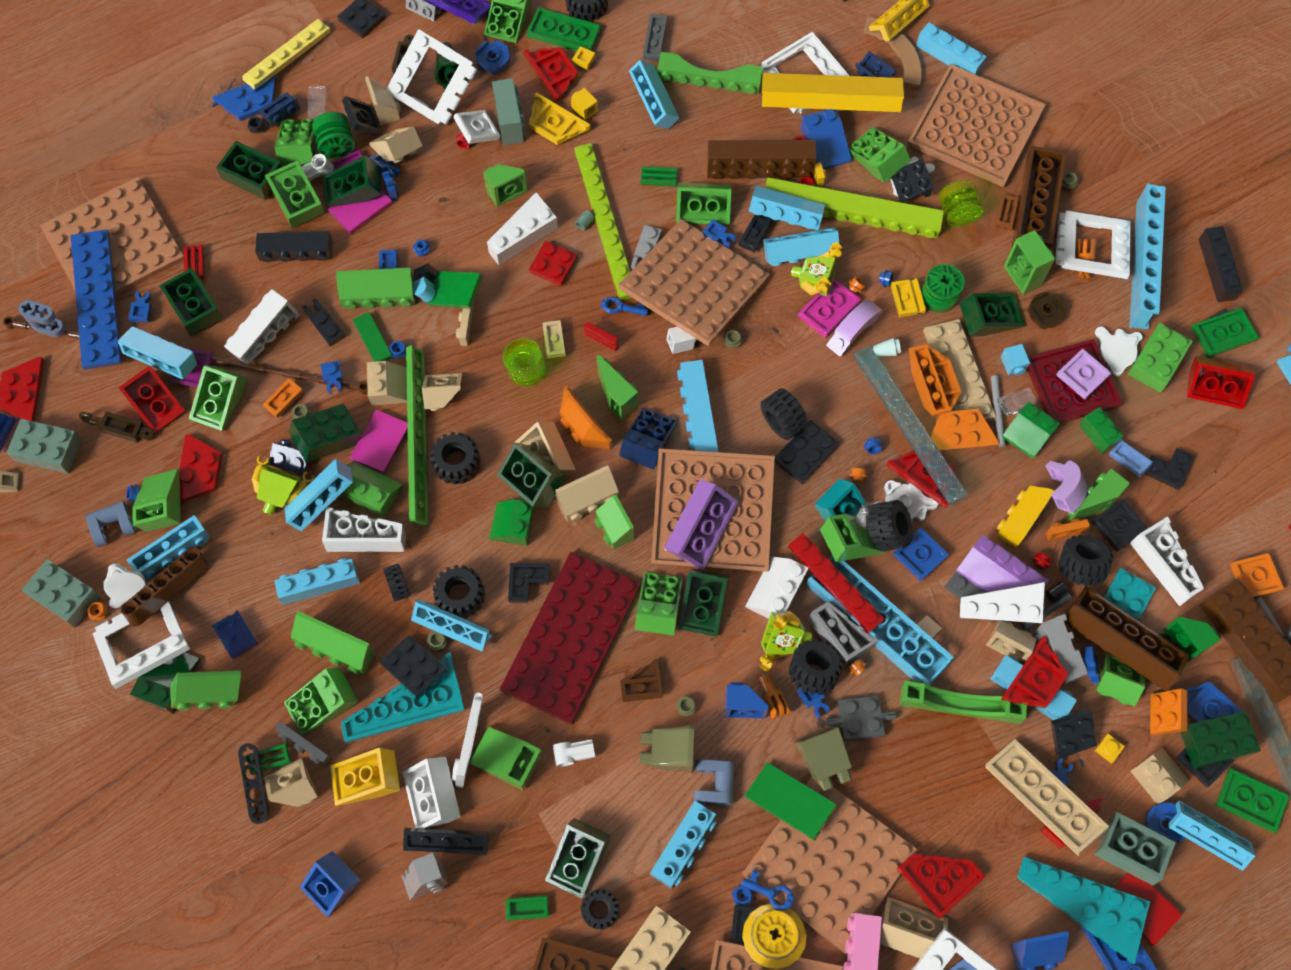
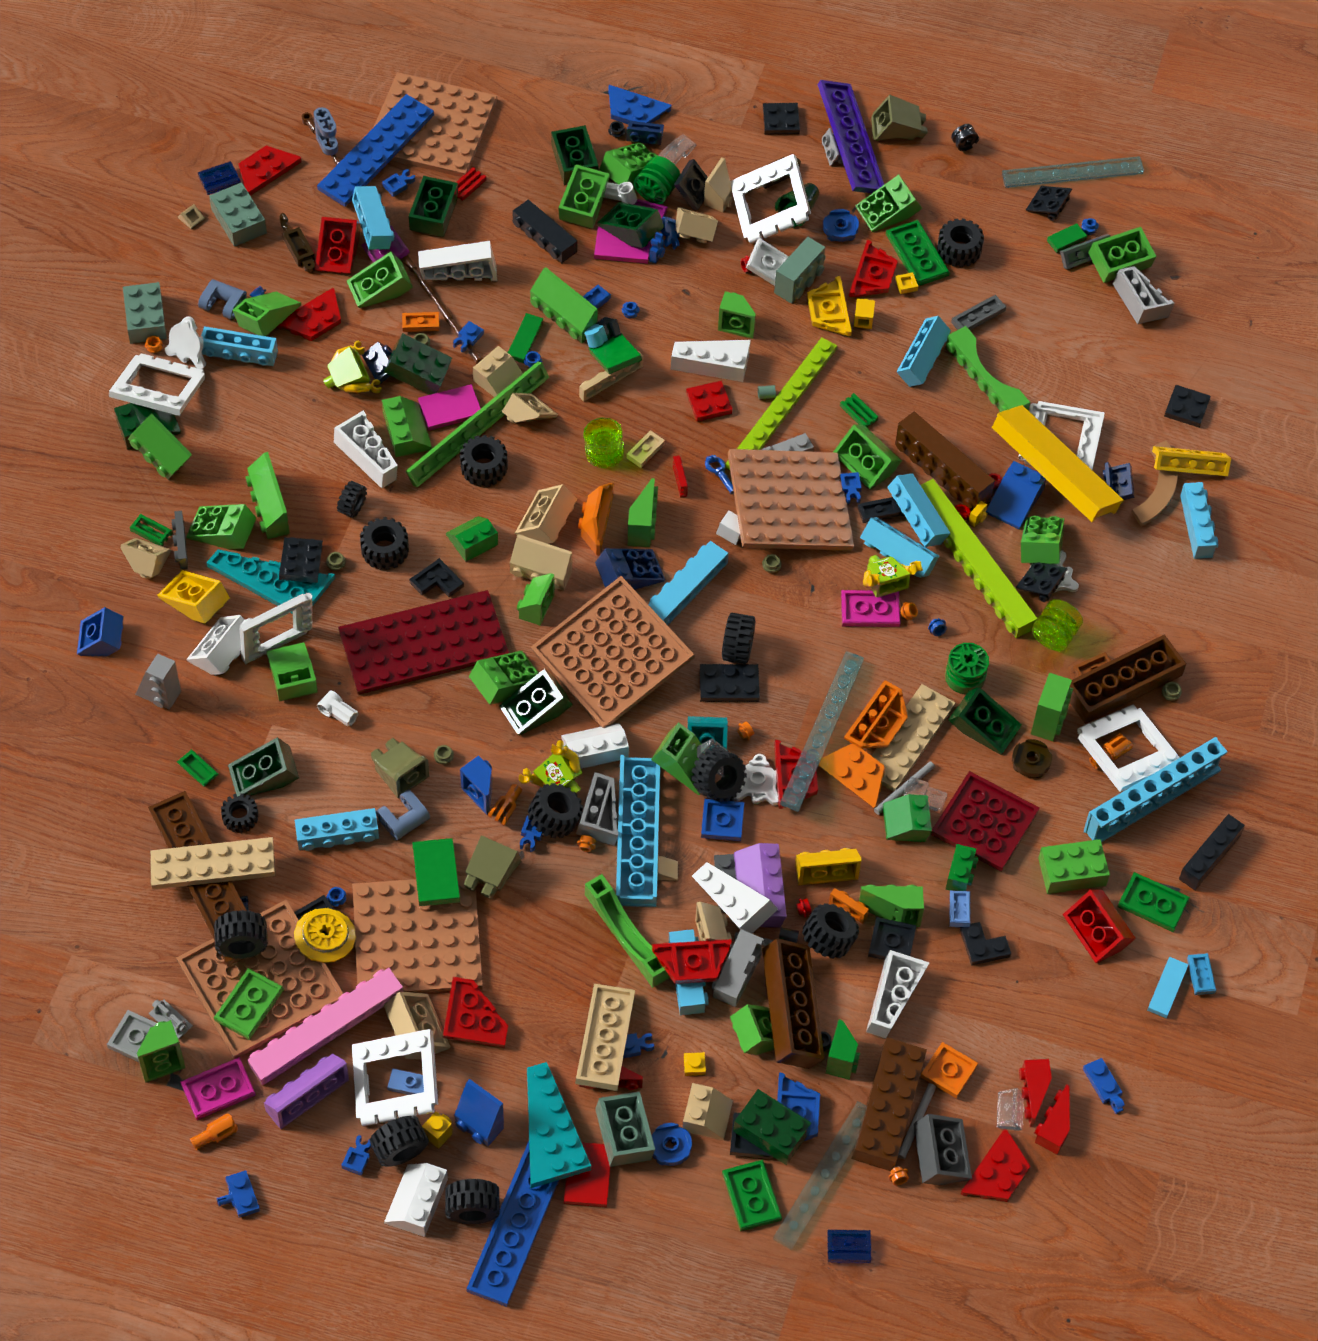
camera: 45 degrees right, 10 degrees down
(164, 587) = (208, 366): reddish brown beam -> none
(235, 634) = (217, 437): clear blue plate -> none
(257, 782) = (121, 531): black beam -> none
(286, 54) = (695, 99): light yellow plate -> none
(317, 581) = (305, 453): medium azure brick -> none
(318, 495) = (365, 397): medium azure brick -> none
(324, 324) = (505, 299): black hinge -> none
(445, 841) = (197, 680): black plate -> none
(451, 625) = (354, 558): medium azure fence -> none
(530, 475) = (516, 513): dark green brick -> none
(642, 684) = (432, 713): reddish brown wing -> none
(701, 524) = (590, 650): medium lavender slope -> none
(770, 893) = (349, 893): blue piece -> none
(836, 583) = (635, 773): red plate -> none
(857, 320) = (872, 629): lavender arch -> none
(861, 718) = (548, 876): dark grey plate -> none
(873, 445) = (781, 722): blue plate -> none
(887, 348) = (876, 671): light aqua cone -> none
(908, 297) = (934, 654): yellow plate -> none
(976, 125) = (1150, 588): nougat plate -> none
(1015, 360) = (960, 765): medium azure brick -> none
(1073, 487) = (879, 871): lavender arch -> none
(1073, 733) = (677, 1024): black plate -> none
(1083, 374) = (995, 818): lavender plate -> none
(1091, 662) = (751, 995): blue plate -> none
(1118, 349) = (1051, 832): white tile -> none
(1129, 593) = (839, 989): teal plate -> none
(1168, 712) = (765, 1073): orange plate -> none
(1212, 836) = (687, 1178): medium azure fence -> none

